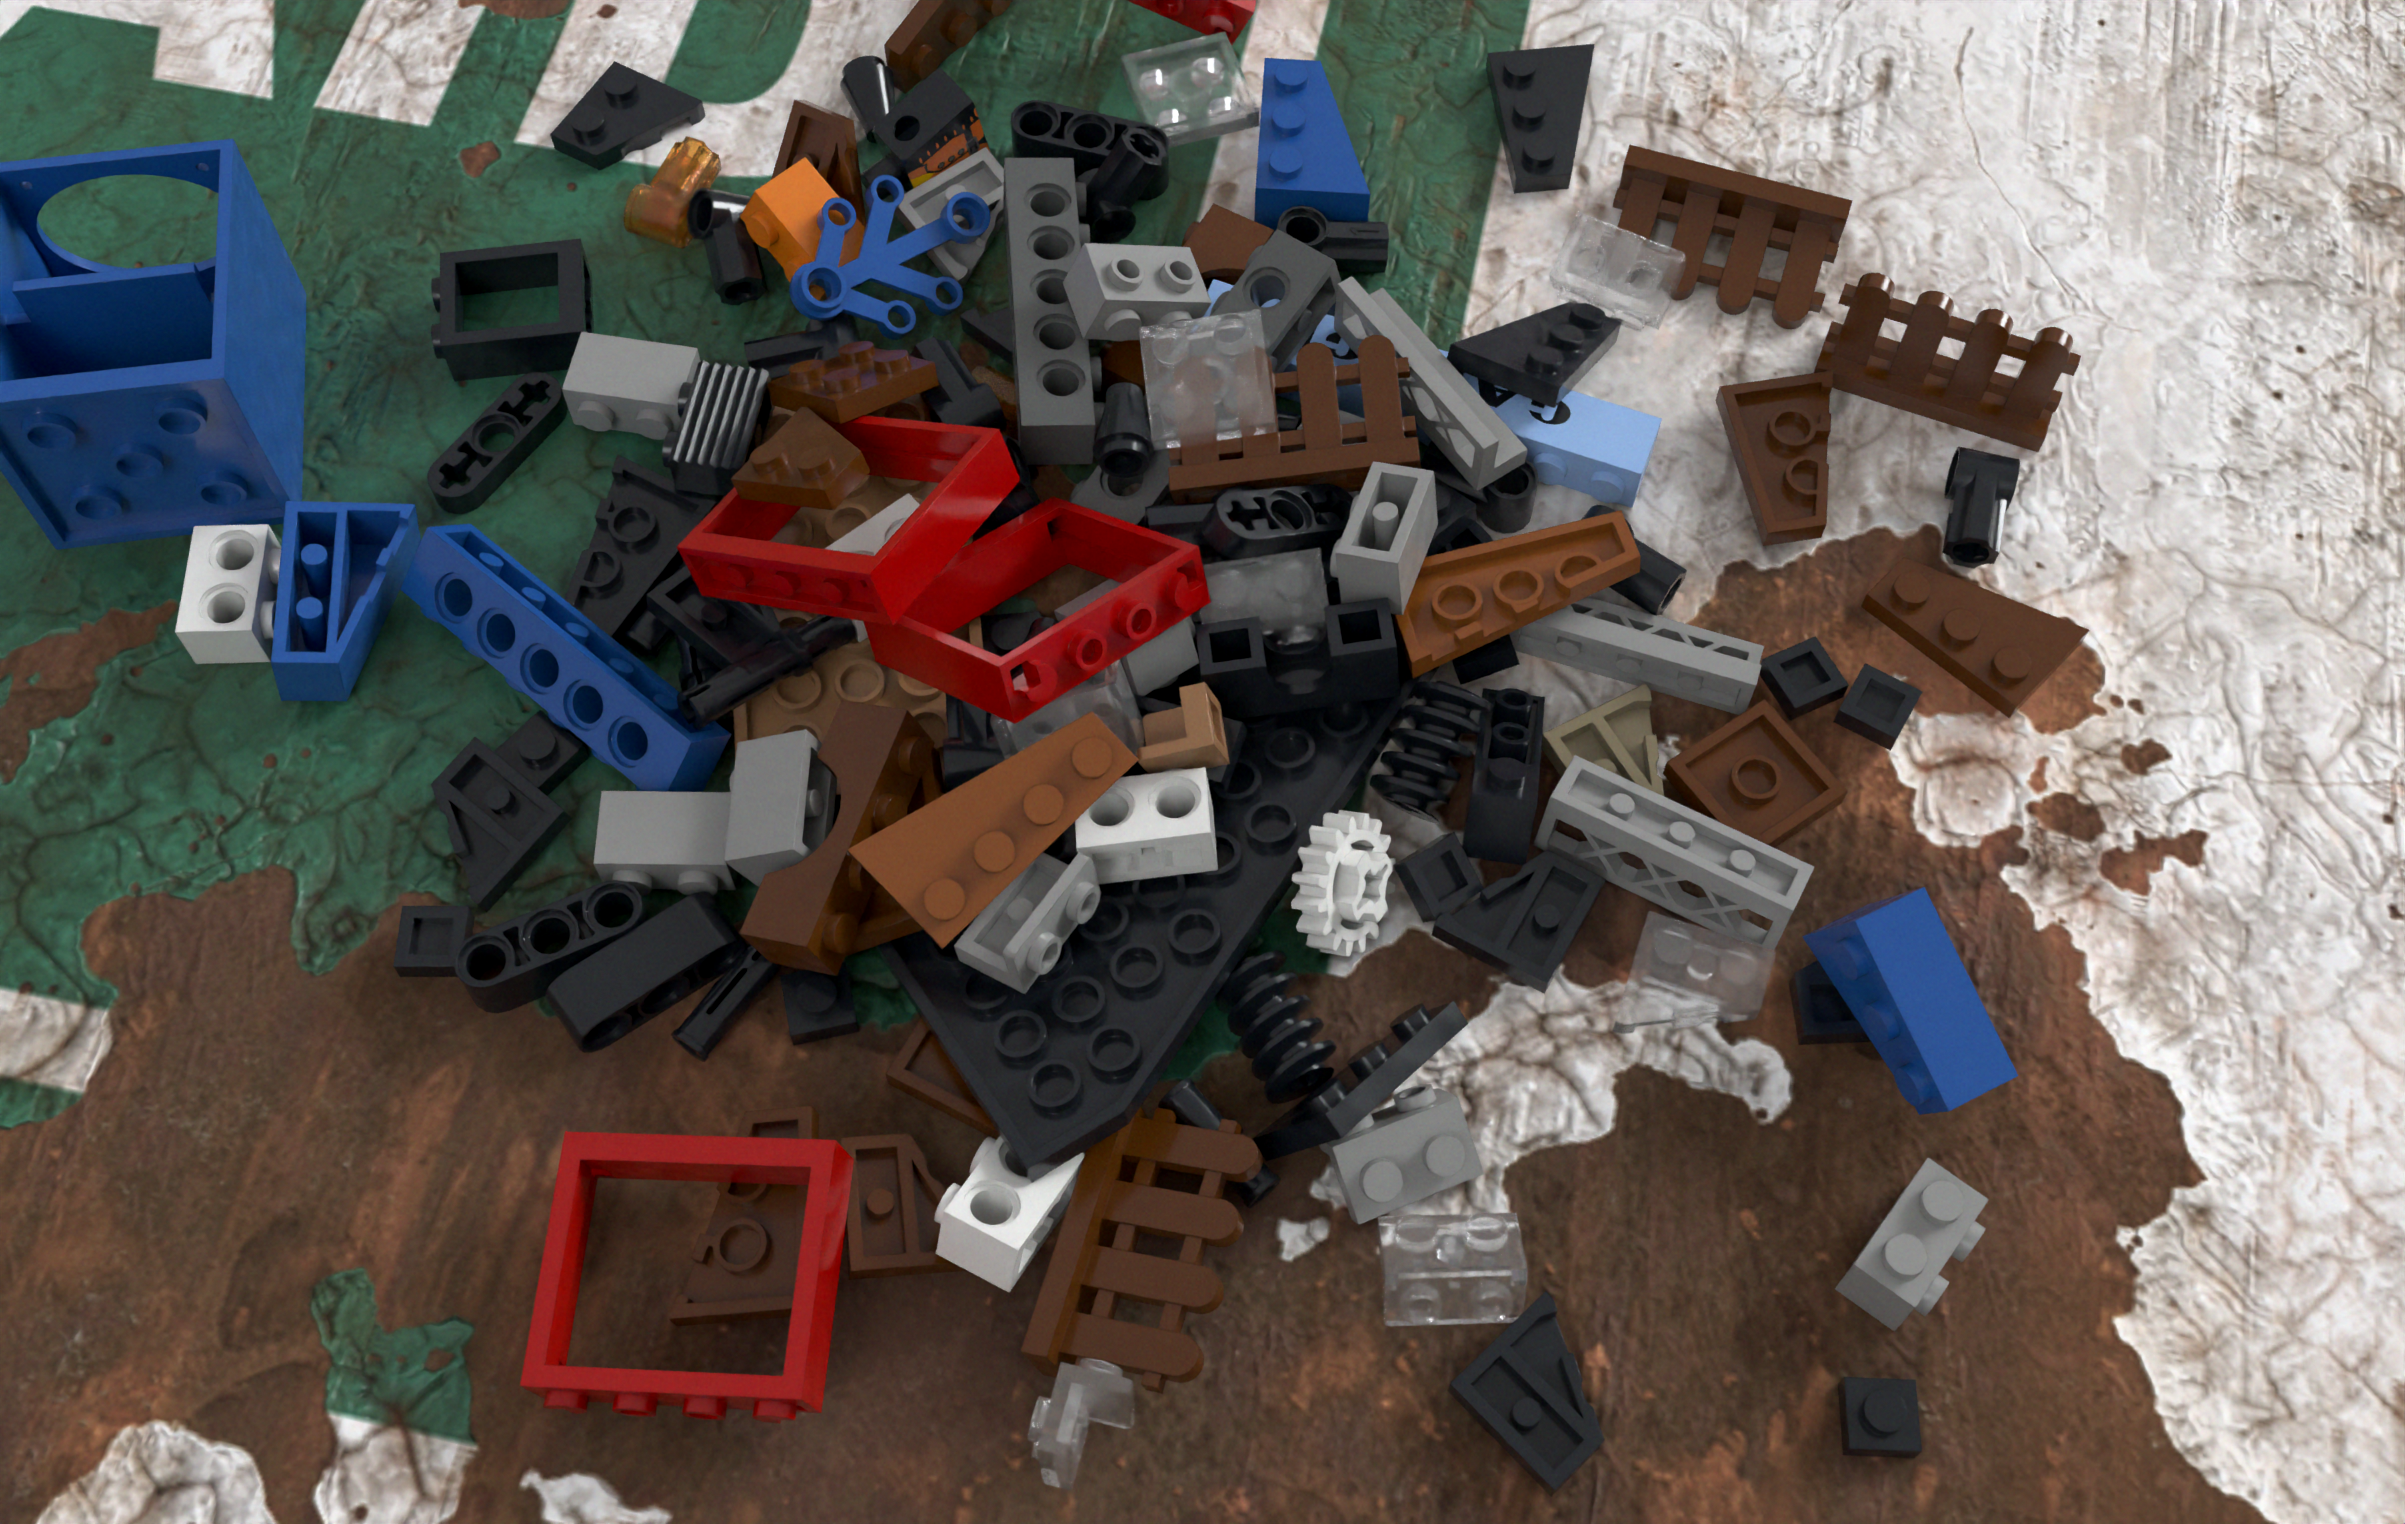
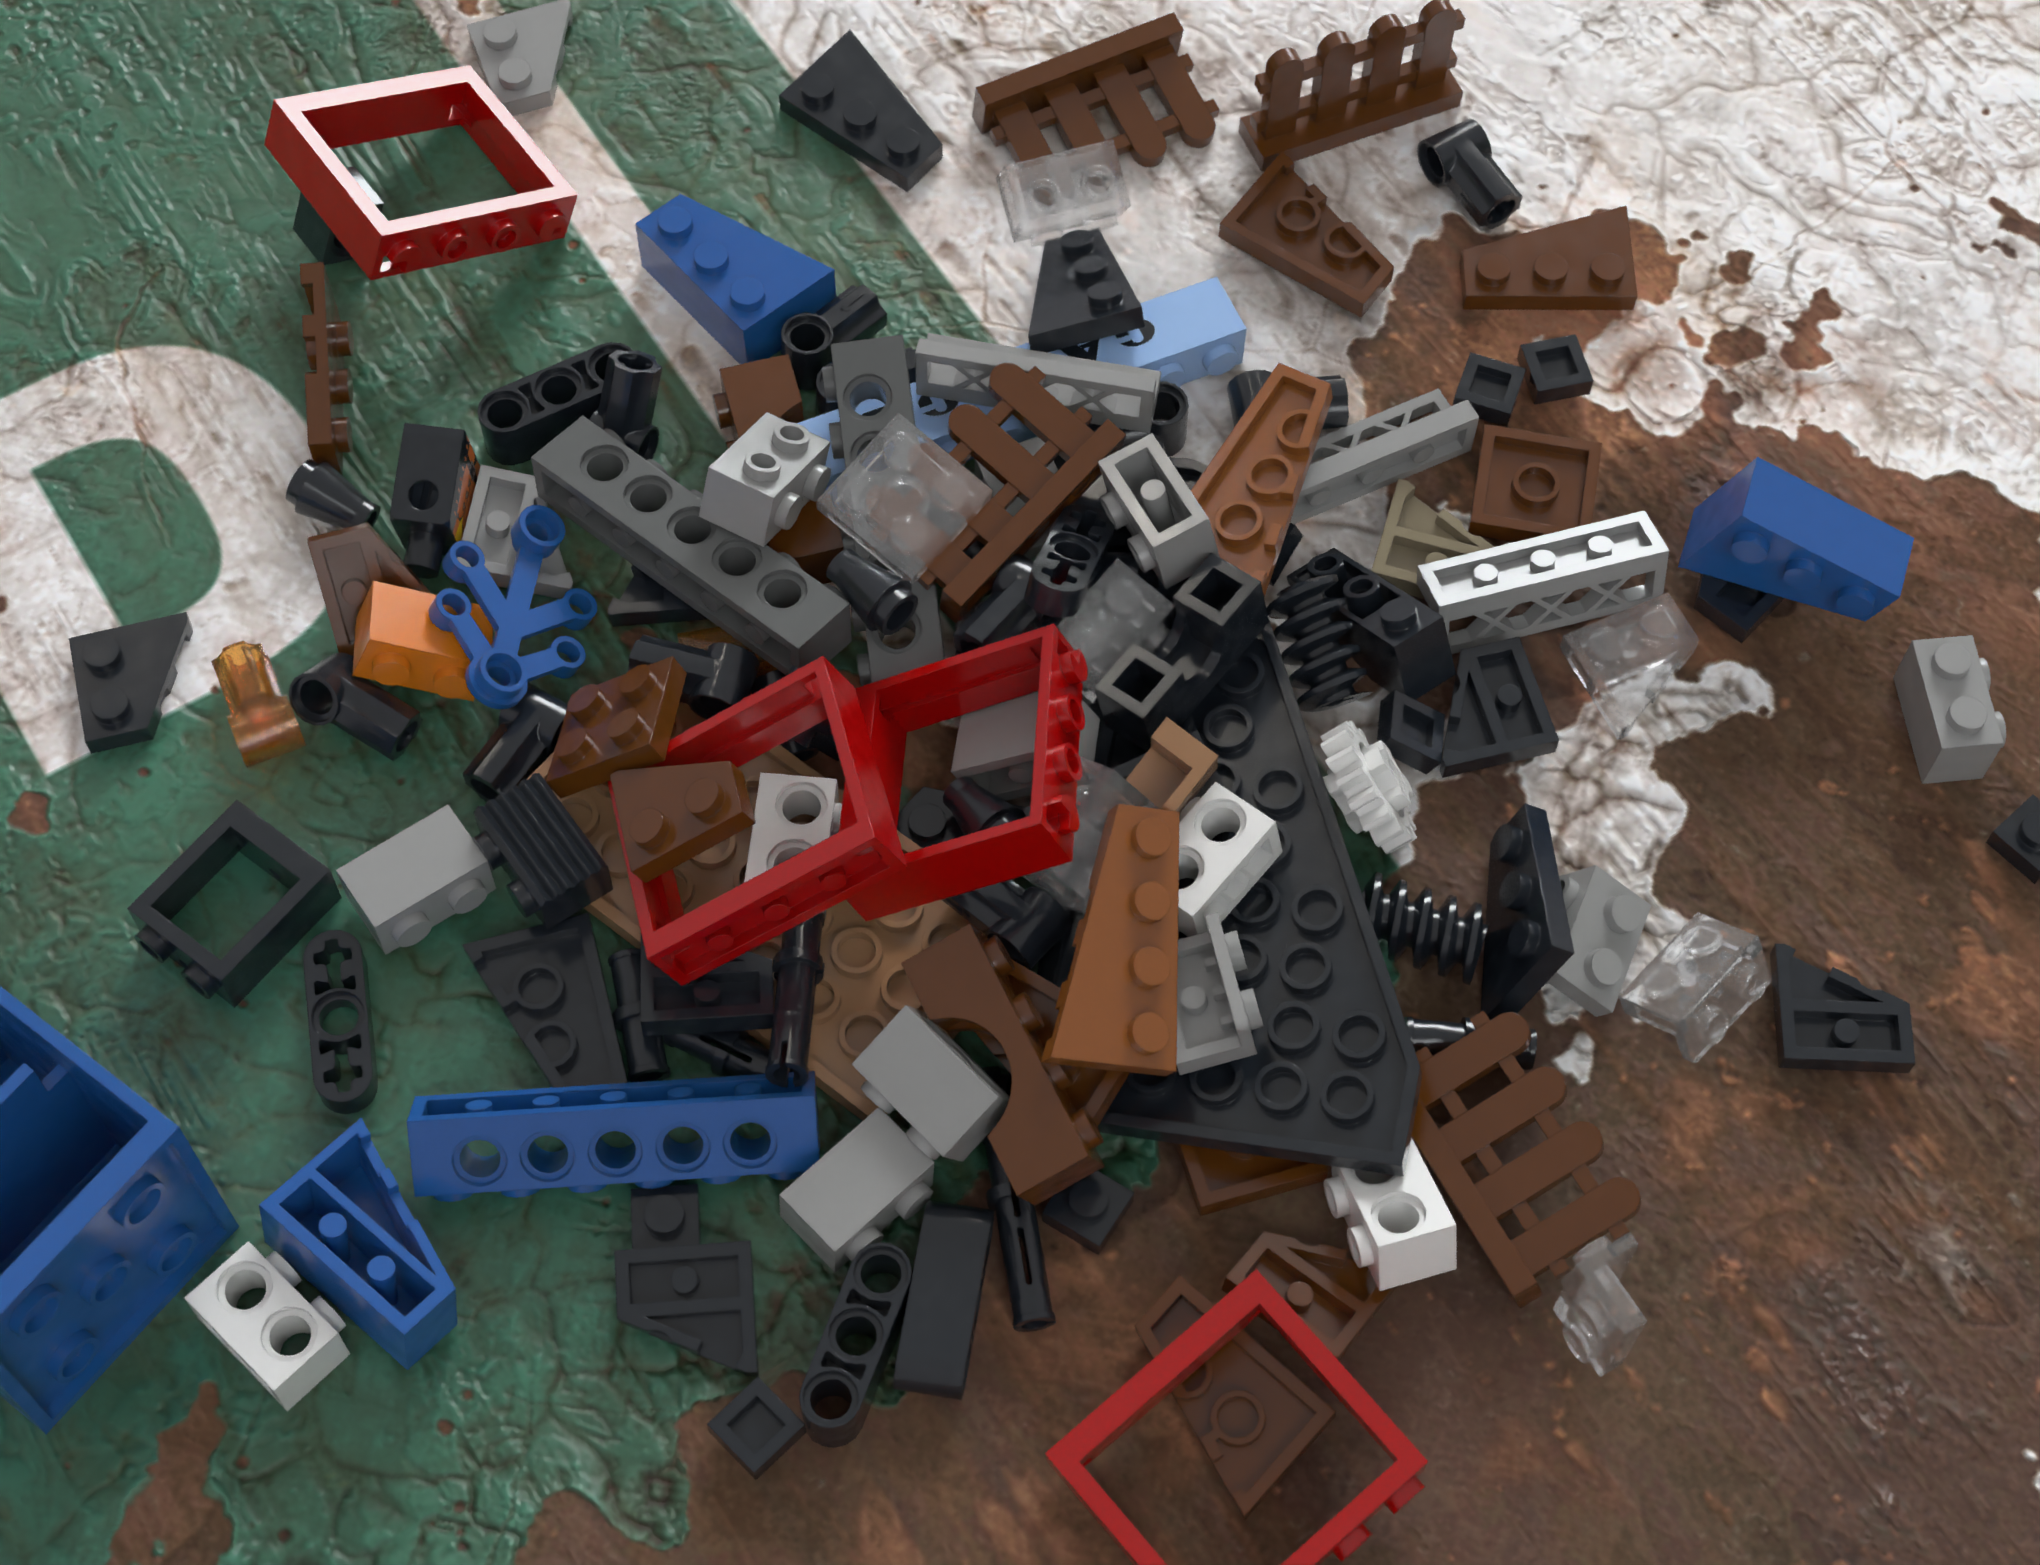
camera: 45 degrees left, 0 degrees up
(1191, 89) = (582, 295): clear plate -> none

